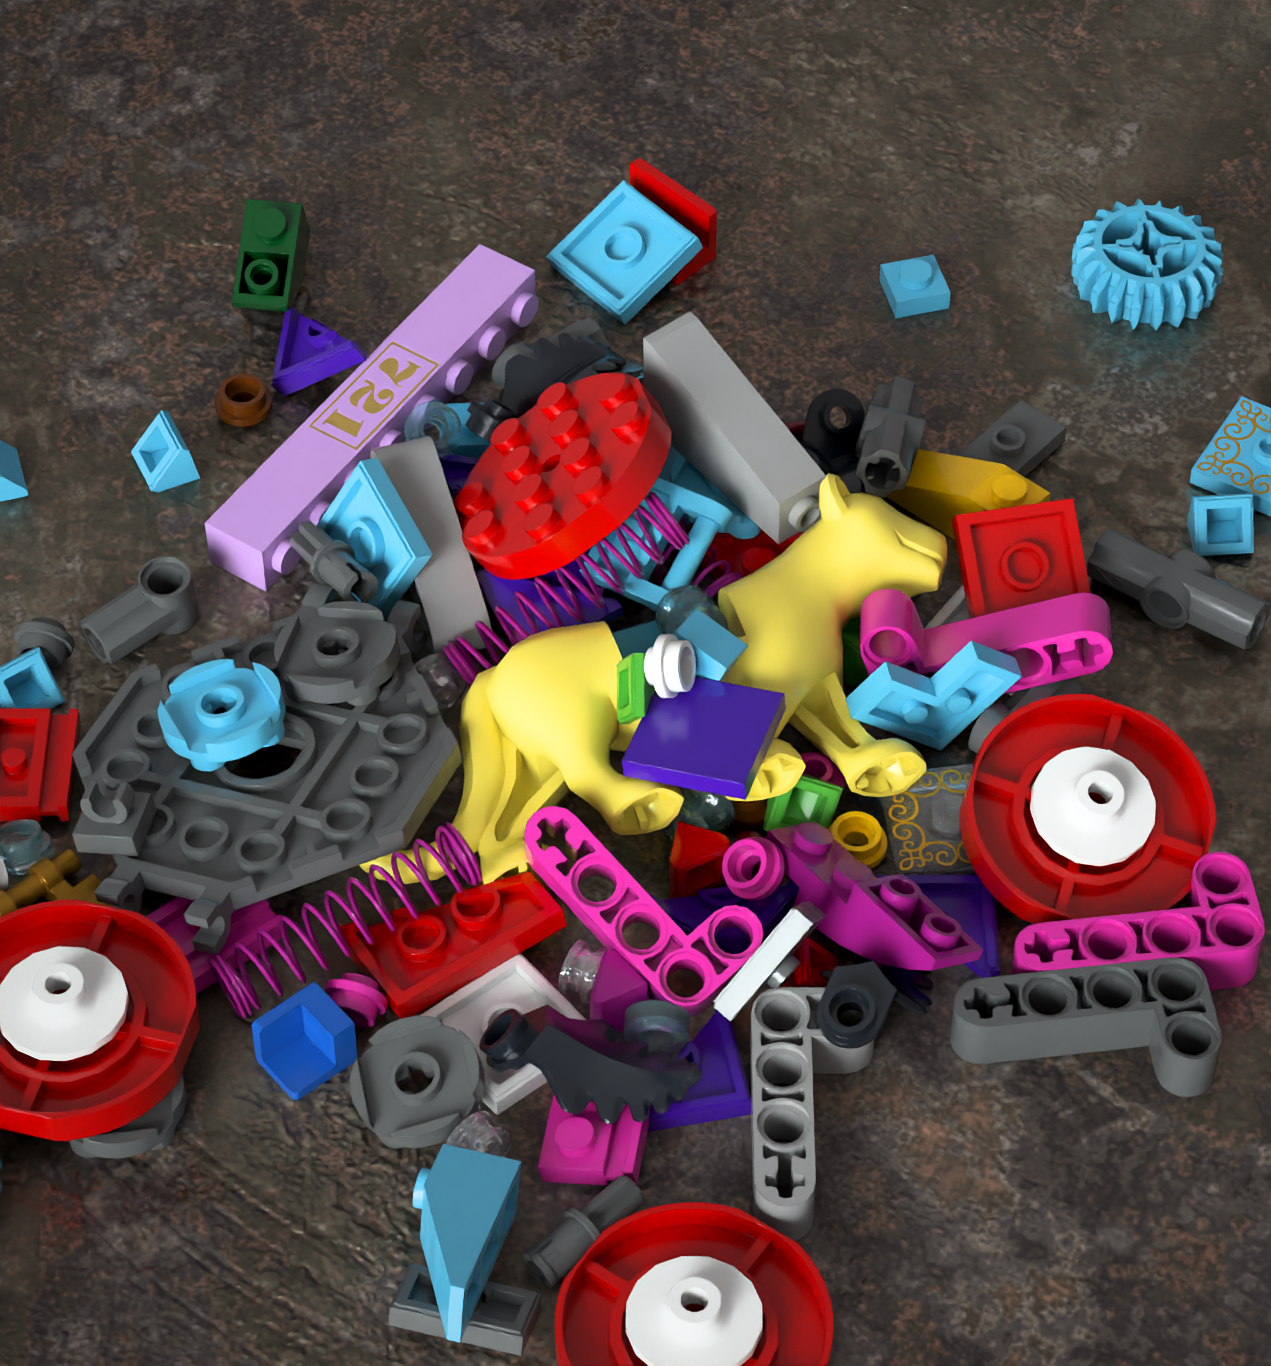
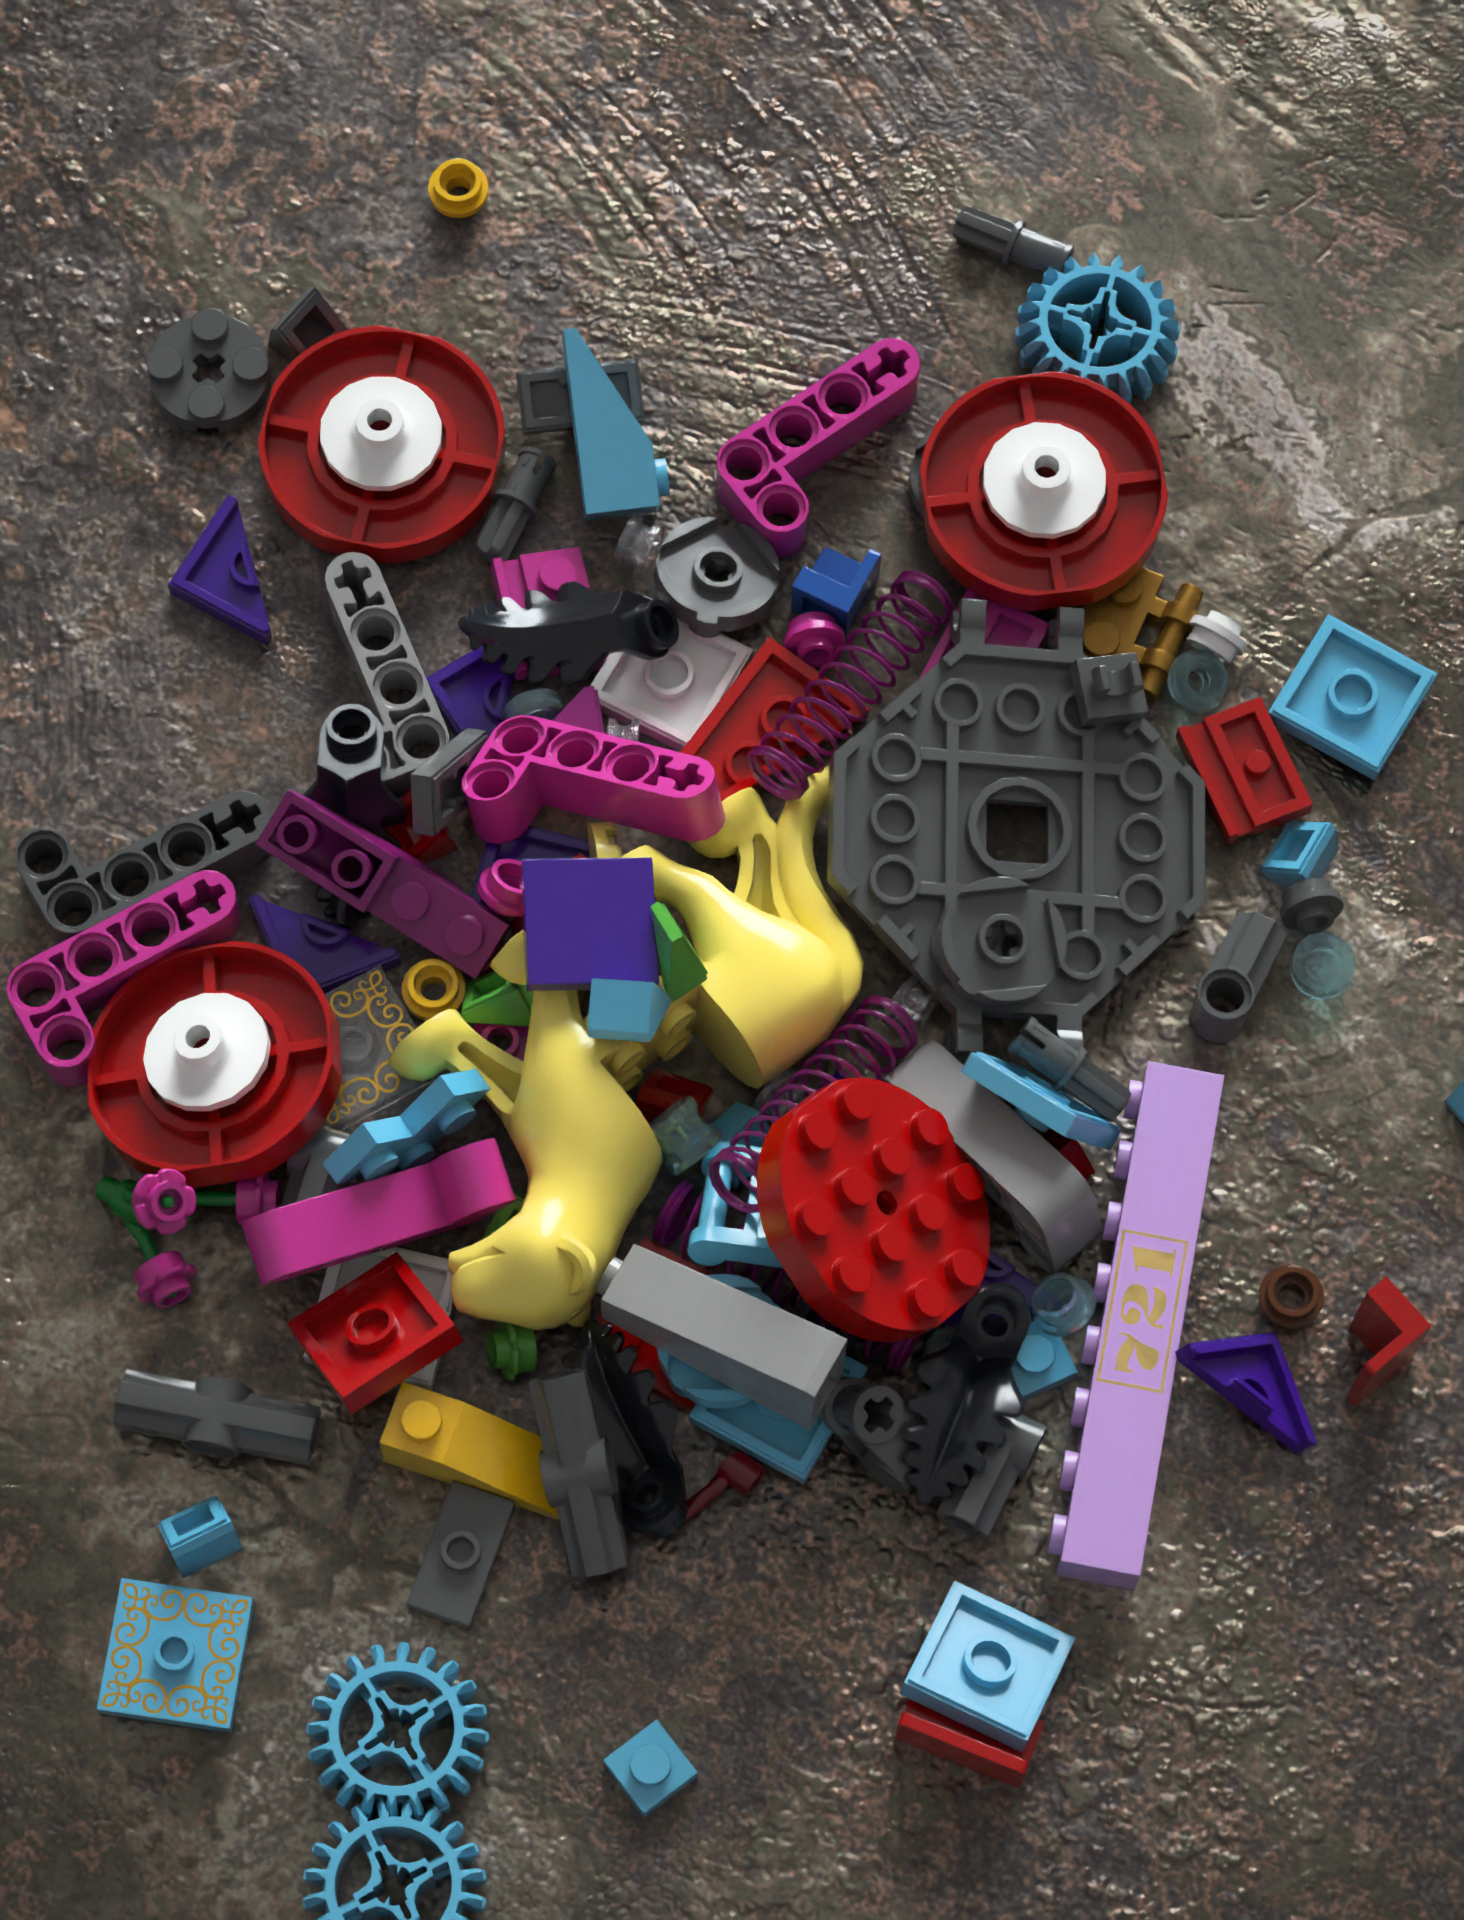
camera: 155 degrees right, 20 degrees up
(63, 602) = (1322, 965): none -> clear light blue tile
(157, 1204) = (826, 436): none -> dark pink beam
(164, 455) = (1329, 1195): medium azure slope -> none
(202, 313) = (1390, 1331): none -> red panel
(210, 739) = (1066, 874): medium azure plate -> none
(271, 255) = (1362, 1483): dark green slope -> none
(655, 859) = (602, 840): none -> light yellow tile
(670, 666) = (644, 951): white plate -> none
(912, 1280) = (222, 577): none -> dark purple tile
(1107, 349) = (422, 1715): none -> medium azure gear
(1189, 703) = (163, 1204): none -> dark pink plant

